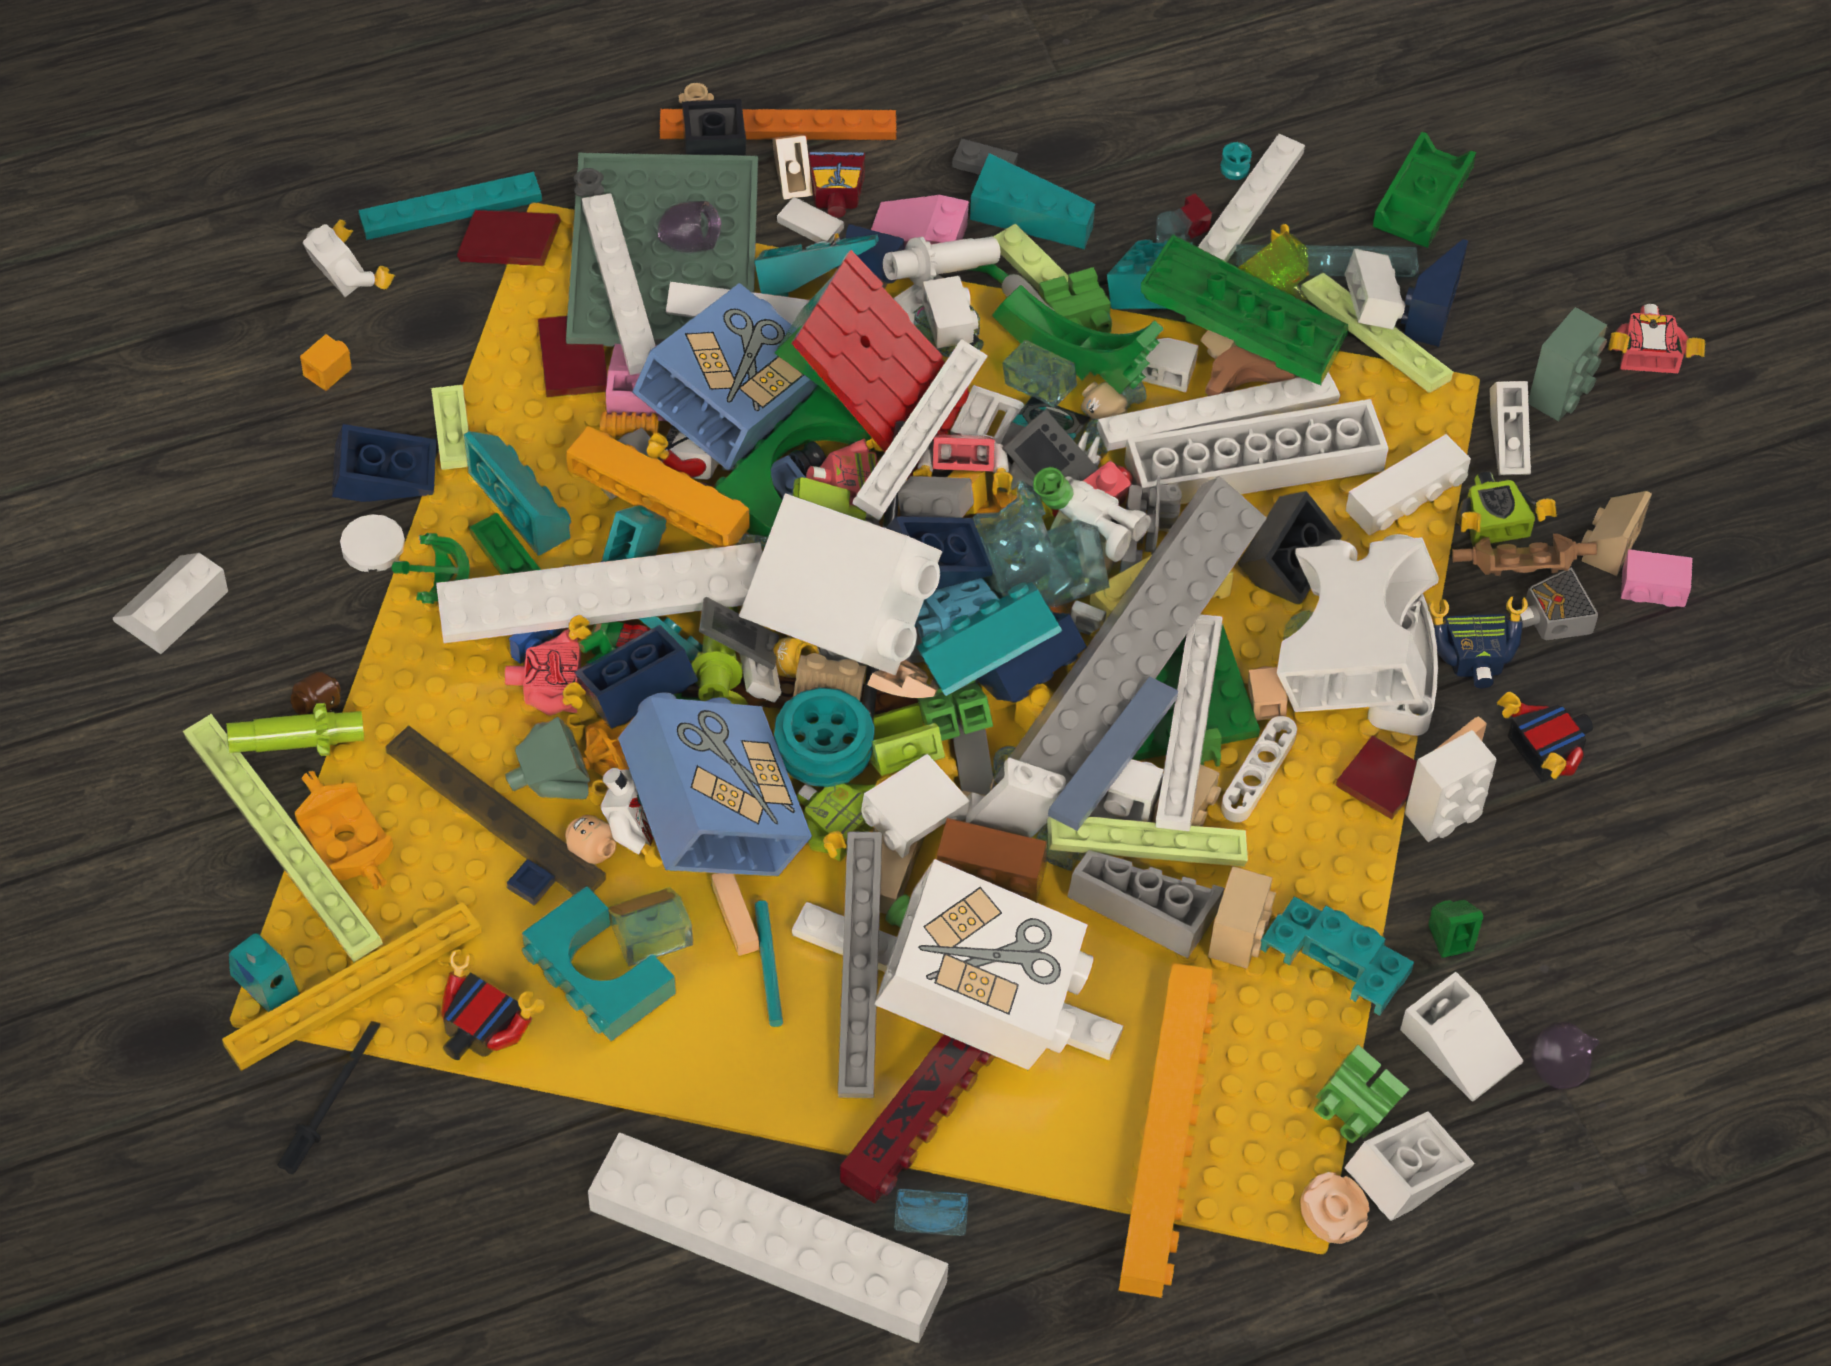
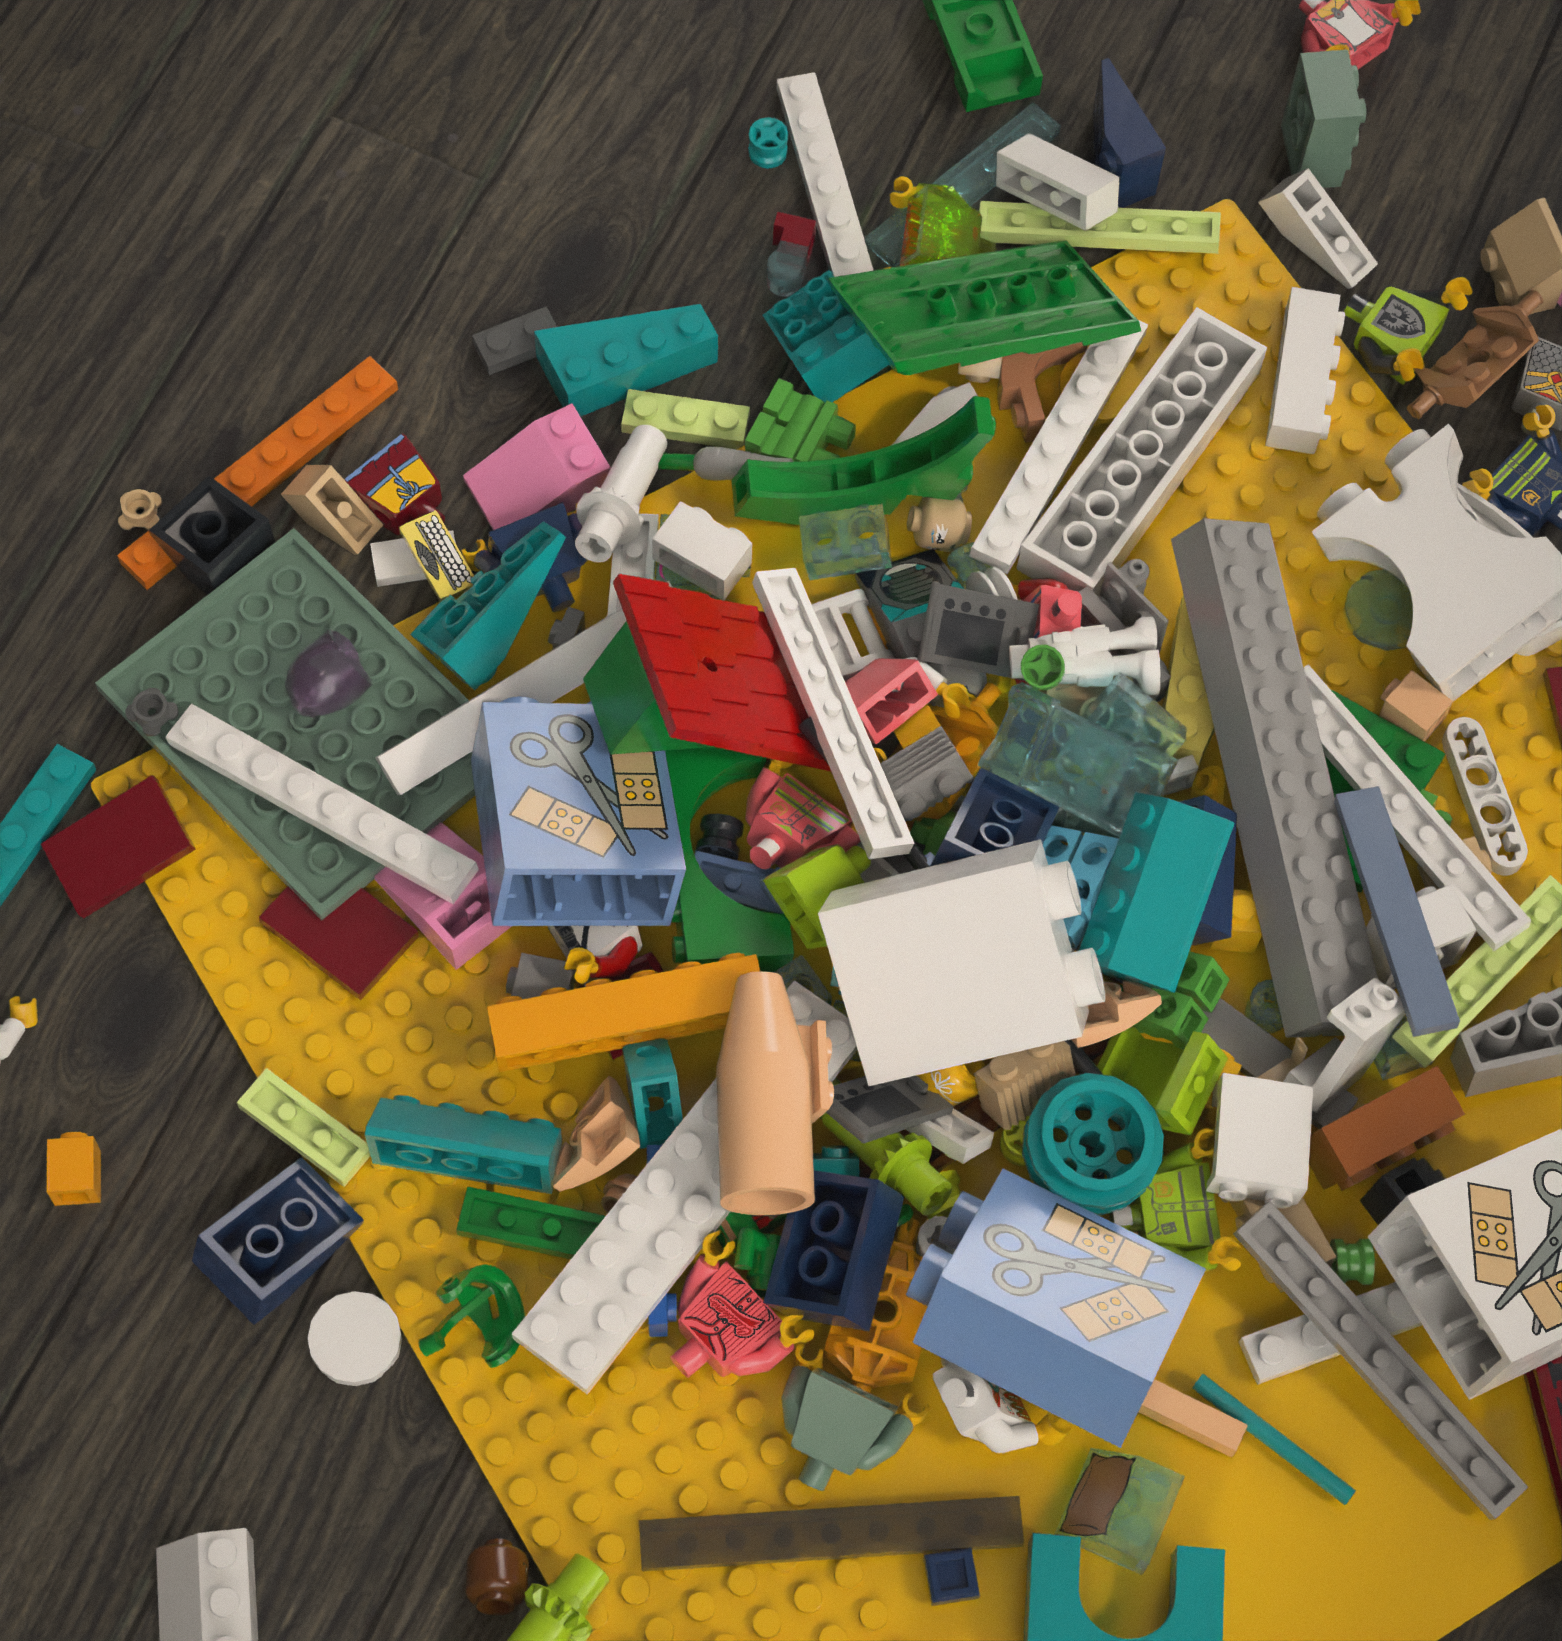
camera: 45 degrees left, 10 degrees up
(578, 545) = (600, 1140): none -> light nougat brick
(590, 839) = (968, 1472): light nougat head -> none
(619, 425) = (492, 960): light orange piece -> none
(675, 564) = (767, 1098): none -> light nougat piece
(817, 219) = (437, 555): none -> slope
(1271, 555) = (1273, 497): black slope -> none

